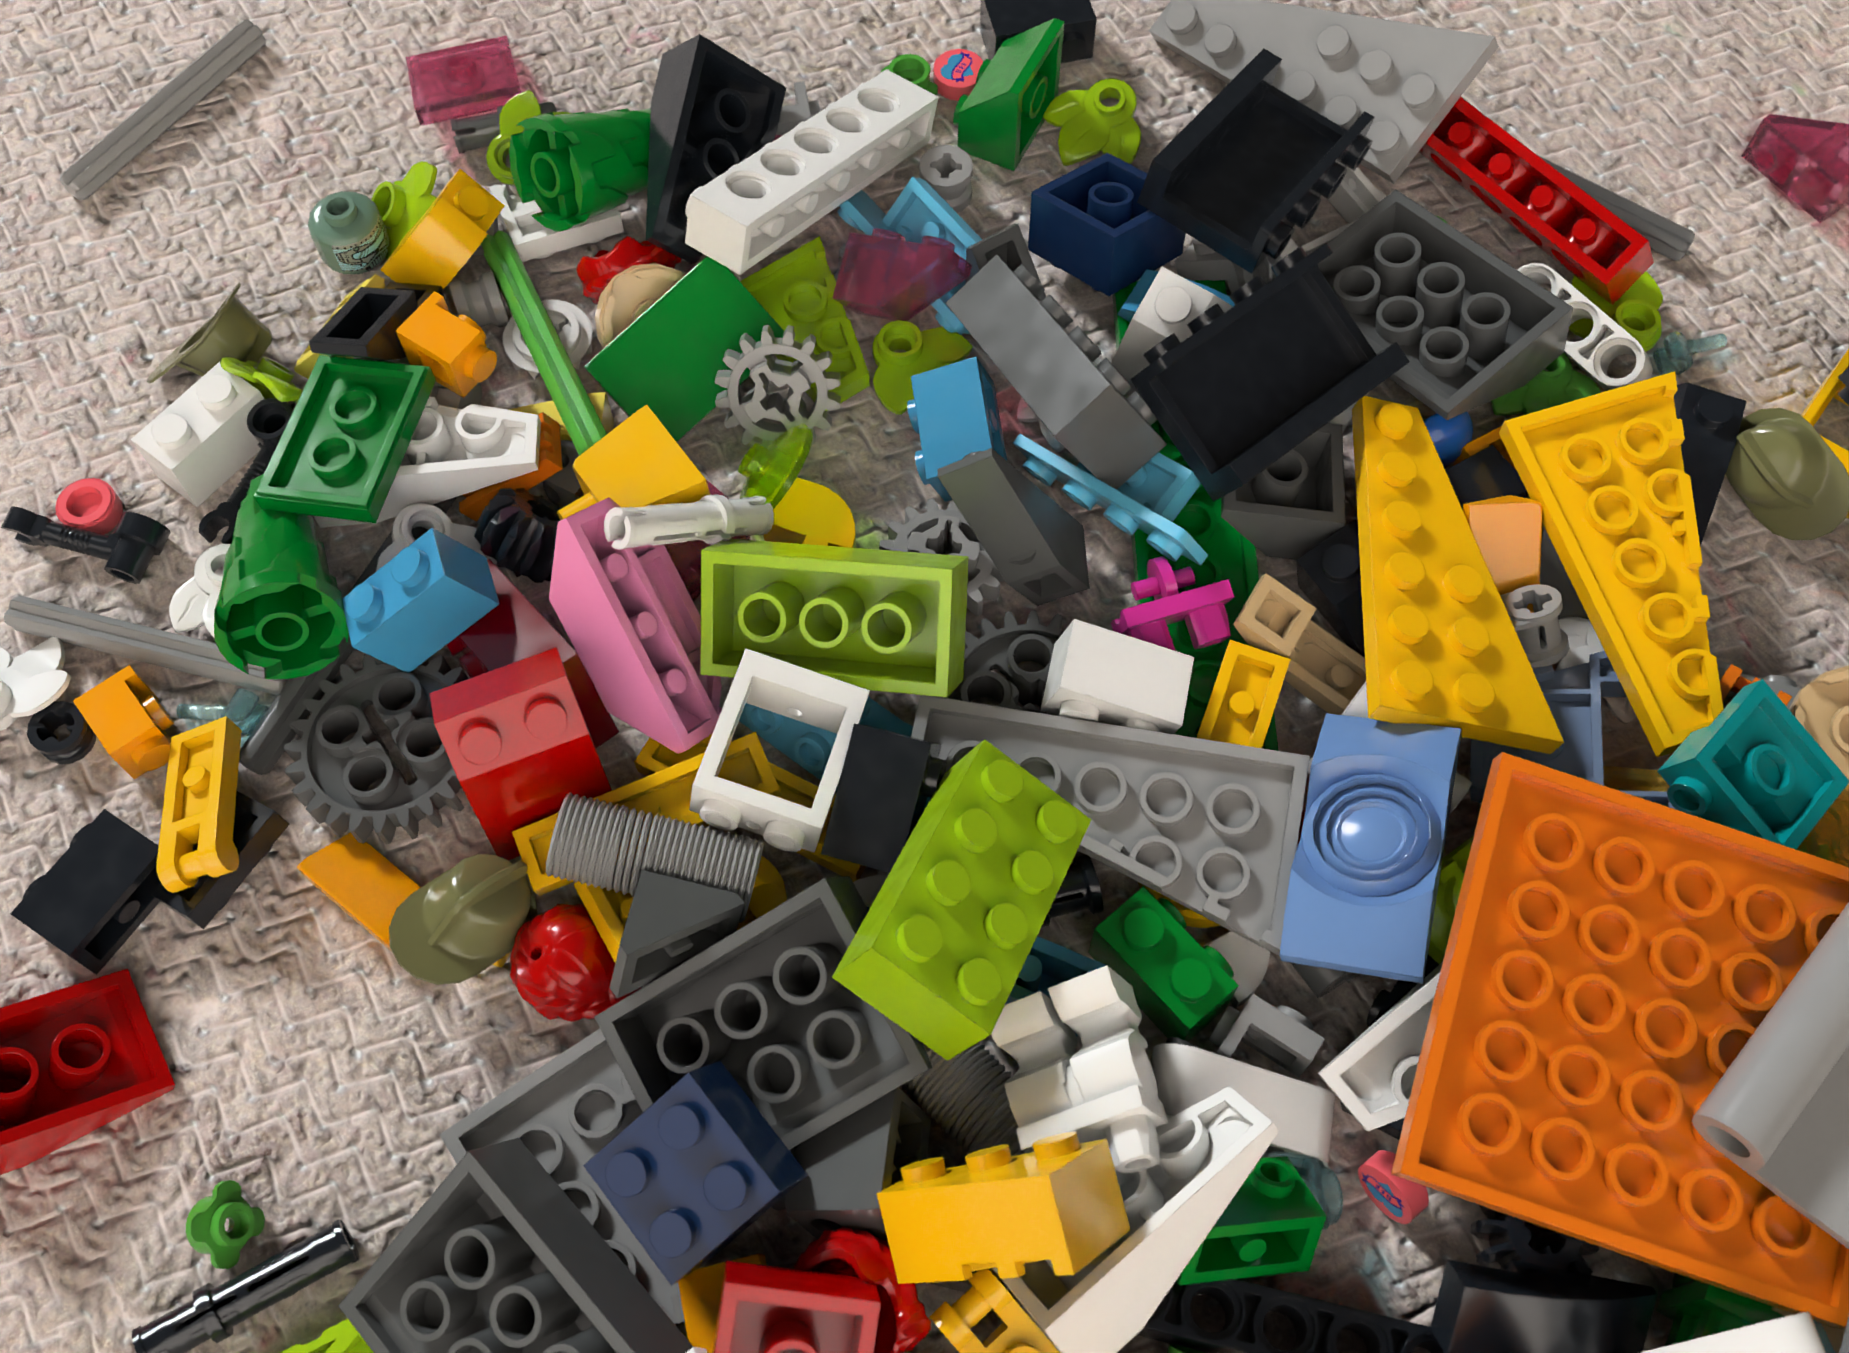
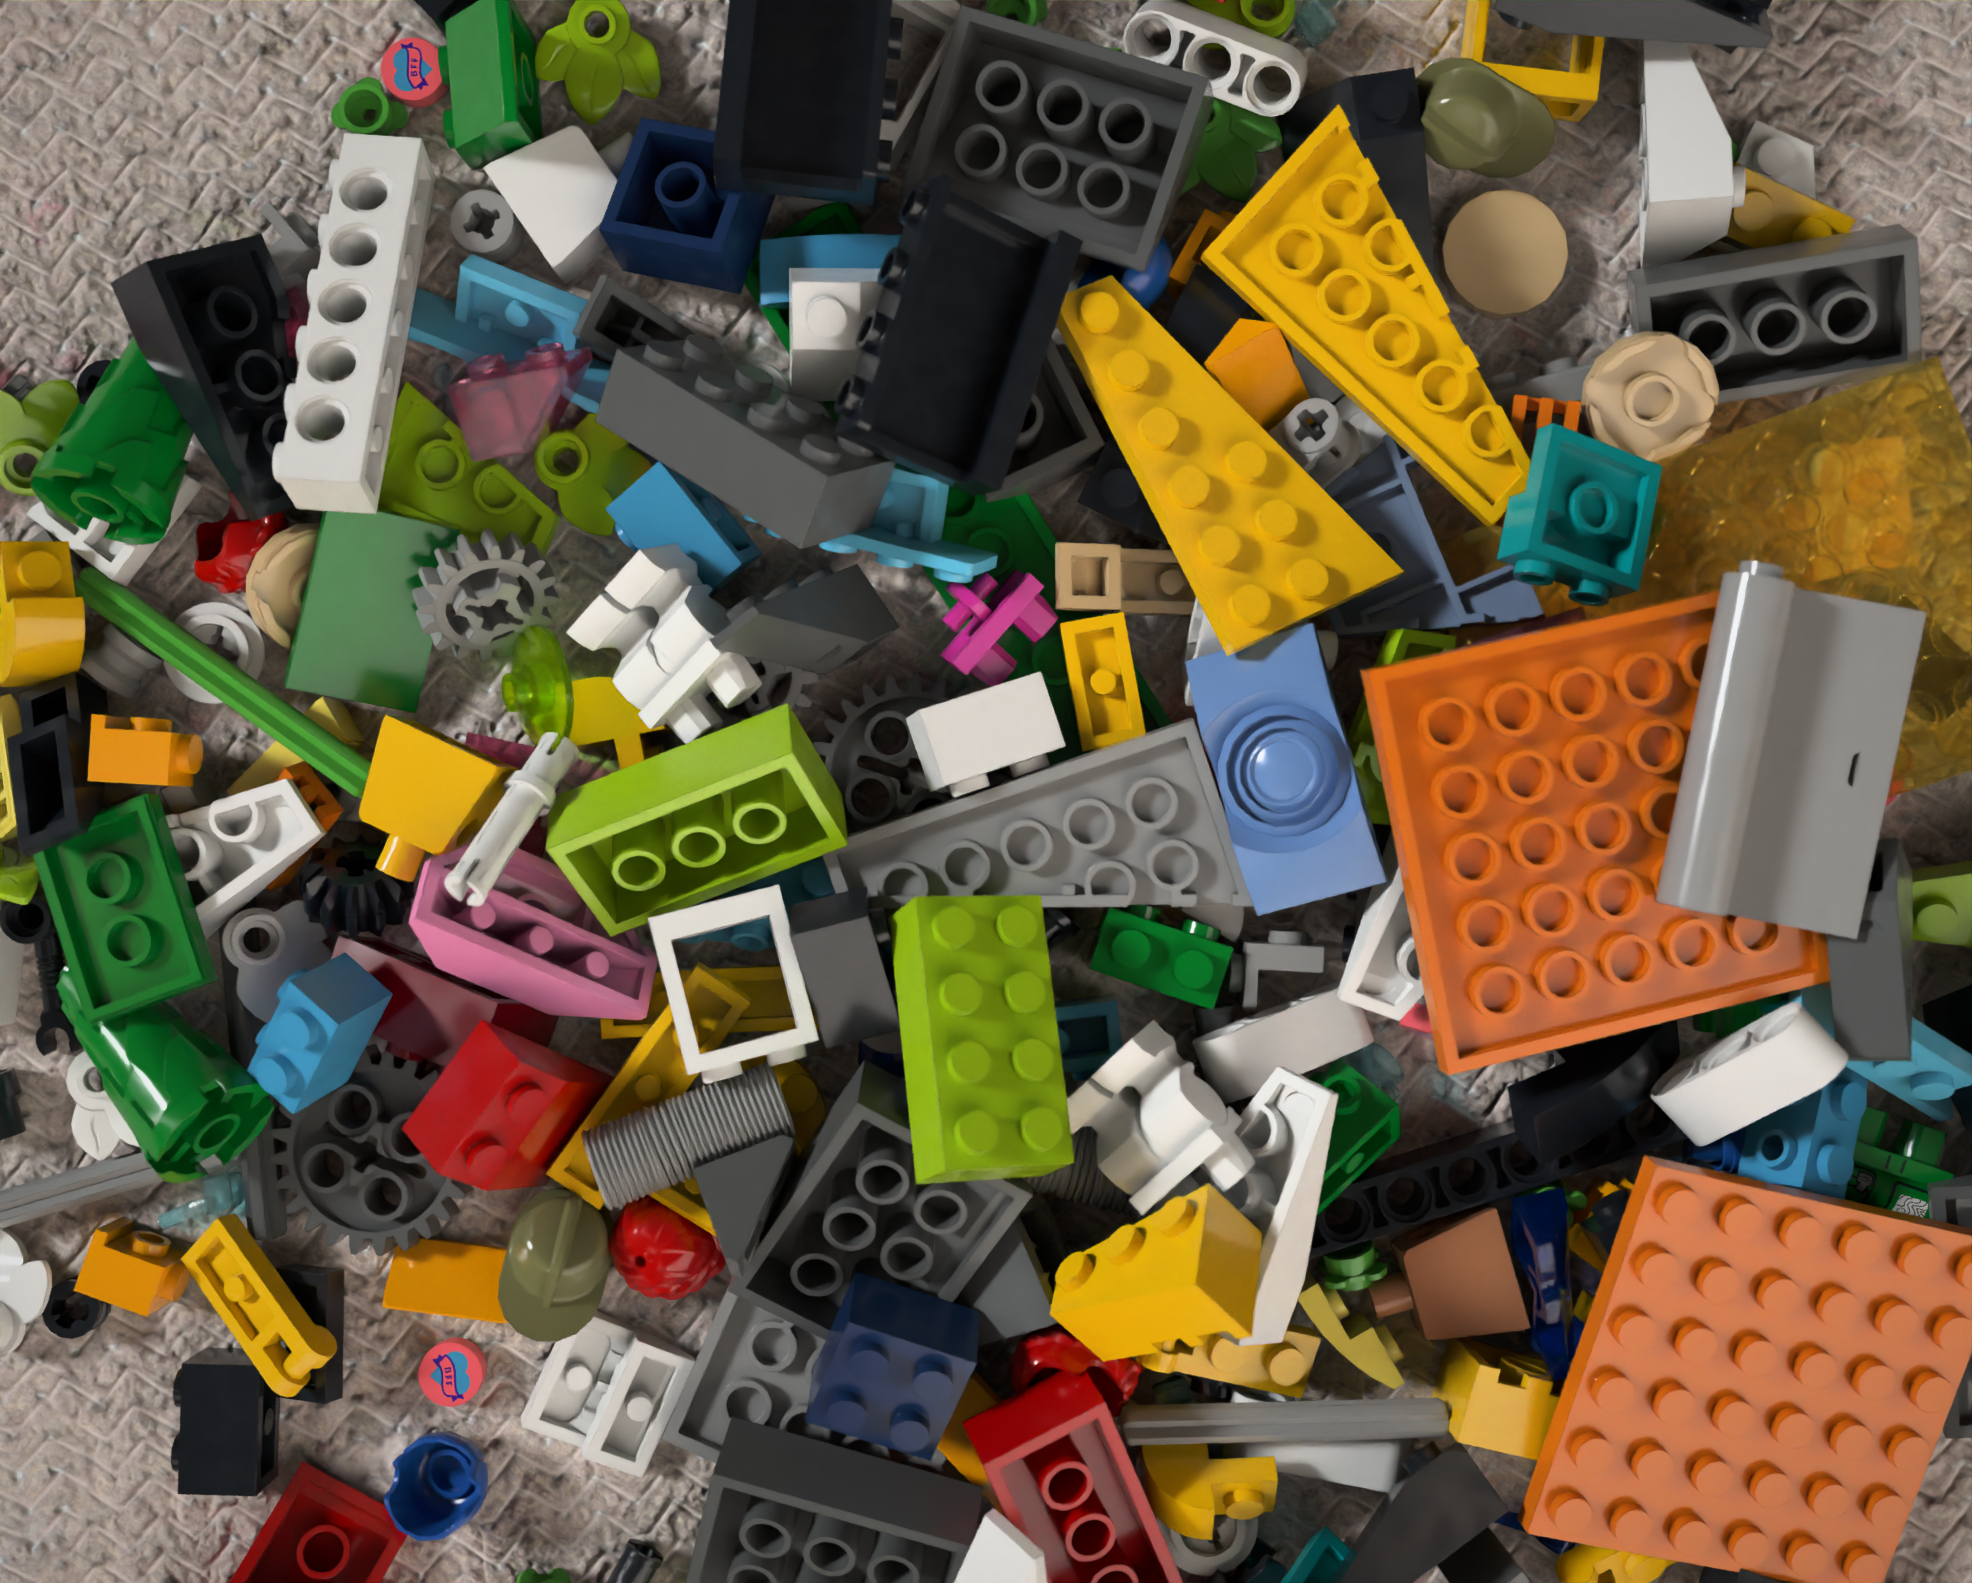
camera: 35 degrees left, 25 degrees up
(220, 1053) = (437, 1486): none -> blue hair
(308, 970) = (452, 1371): none -> coral tile
(422, 1069) = (609, 1392): none -> white slope
(895, 475) = (663, 629): none -> white hips
(1006, 174) = (562, 194): none -> white torso
(1762, 588) = (1503, 254): none -> tan tile

